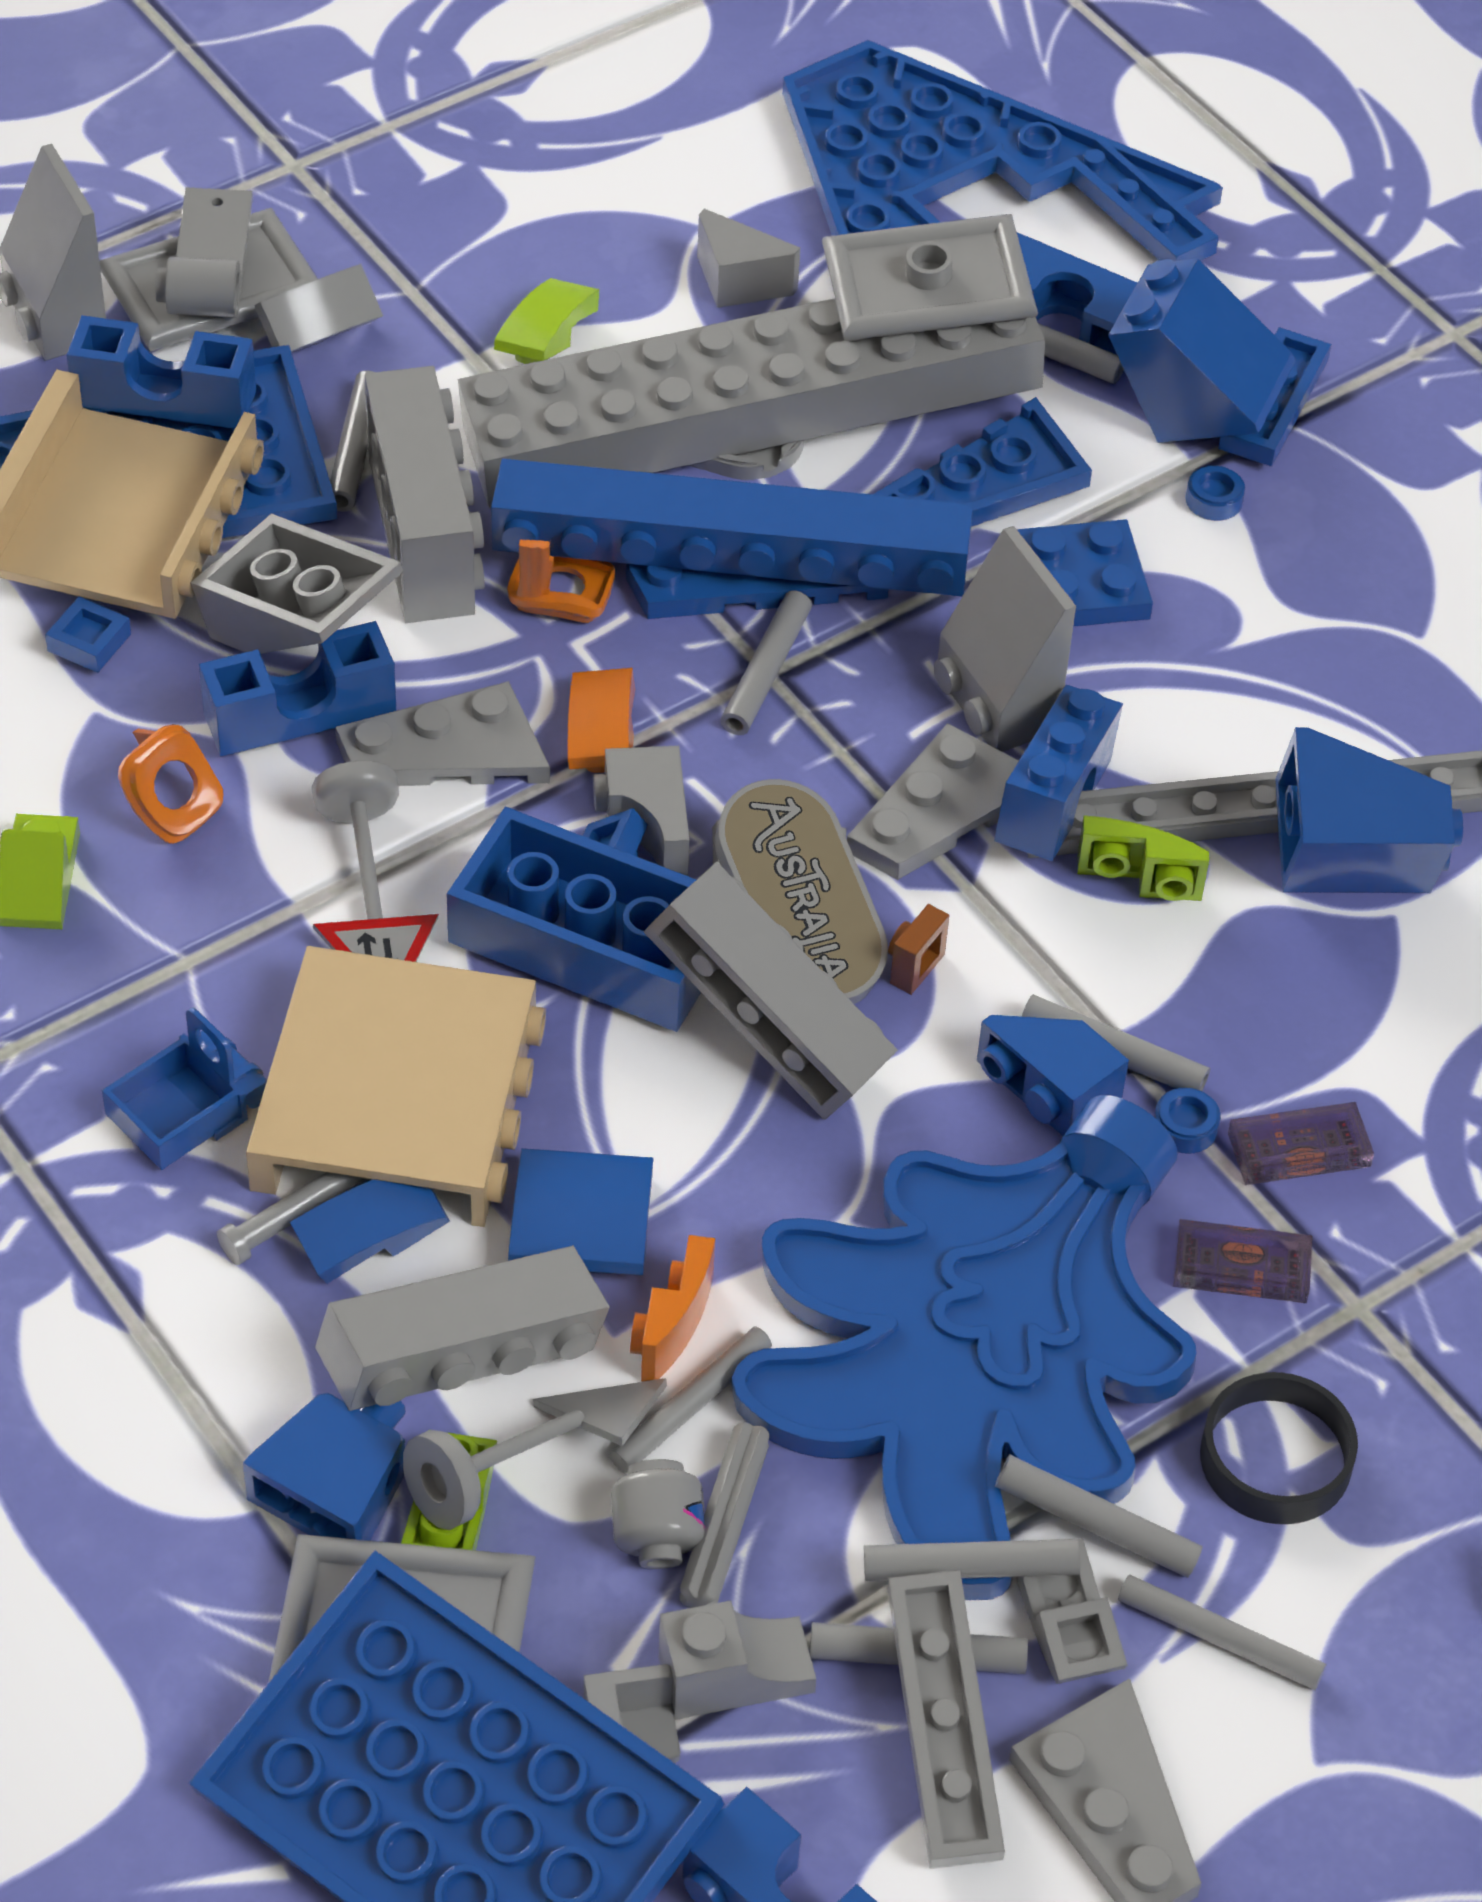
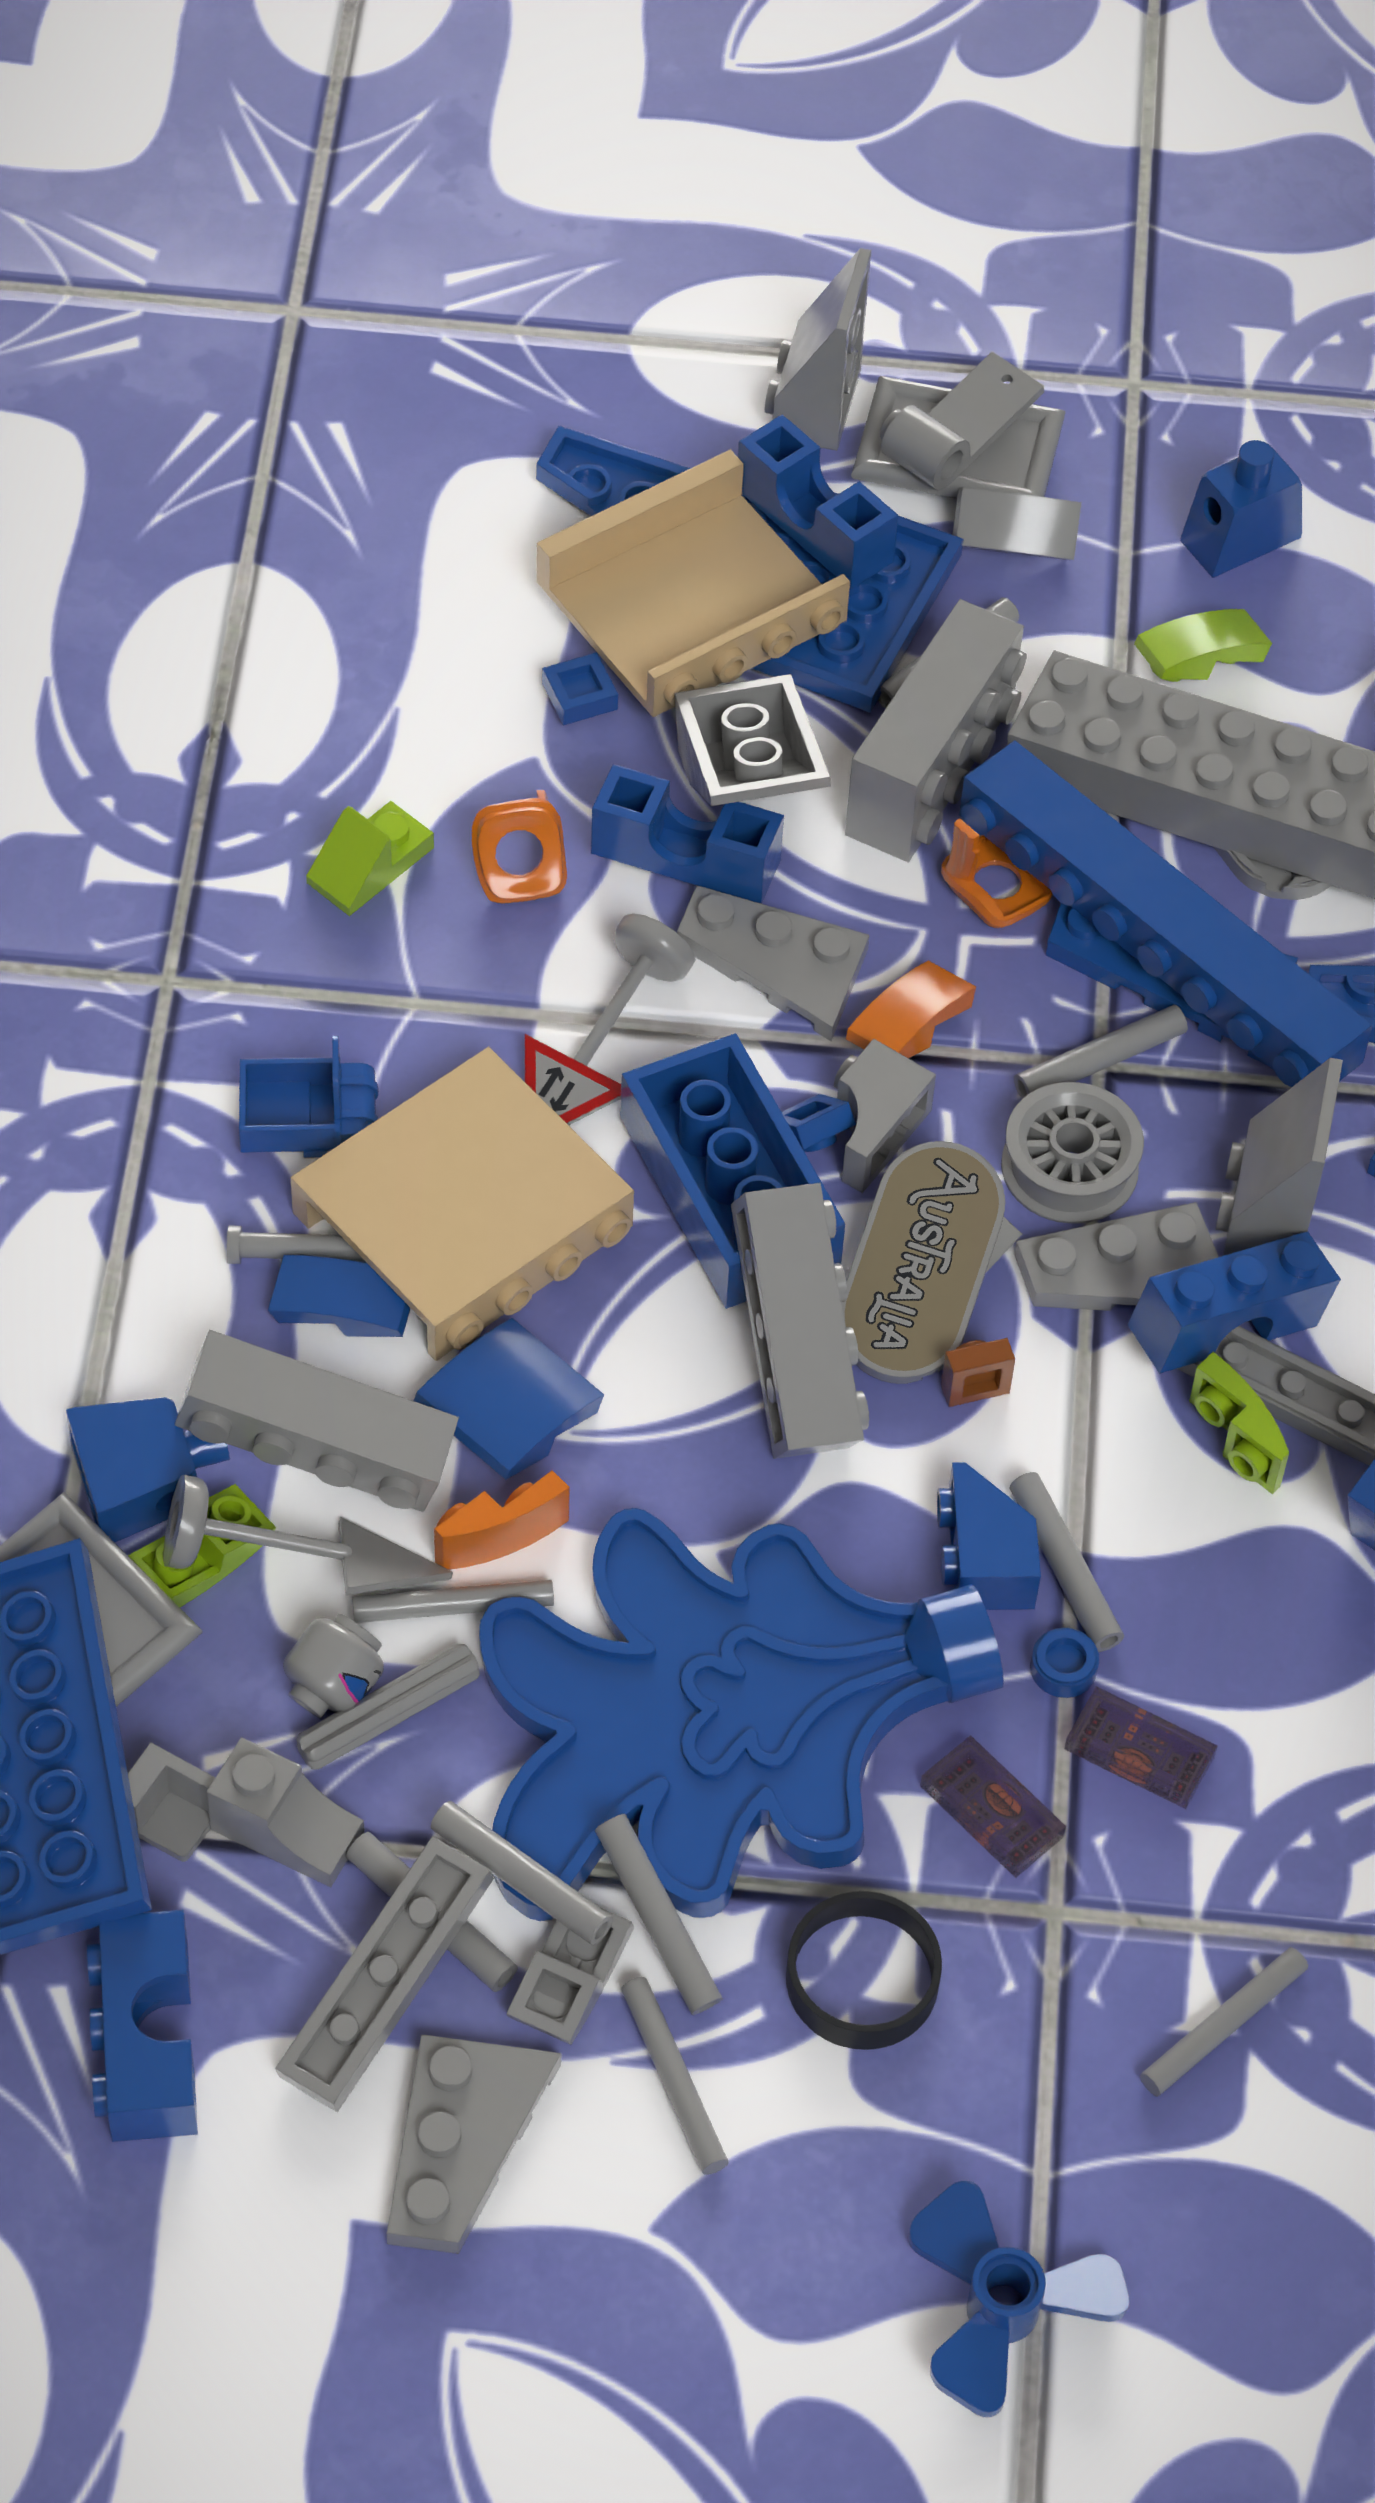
camera: 40 degrees right, 5 degrees up
(491, 180) = (1244, 510): none -> blue torso
(825, 739) = (1067, 1184): none -> light grey wheel

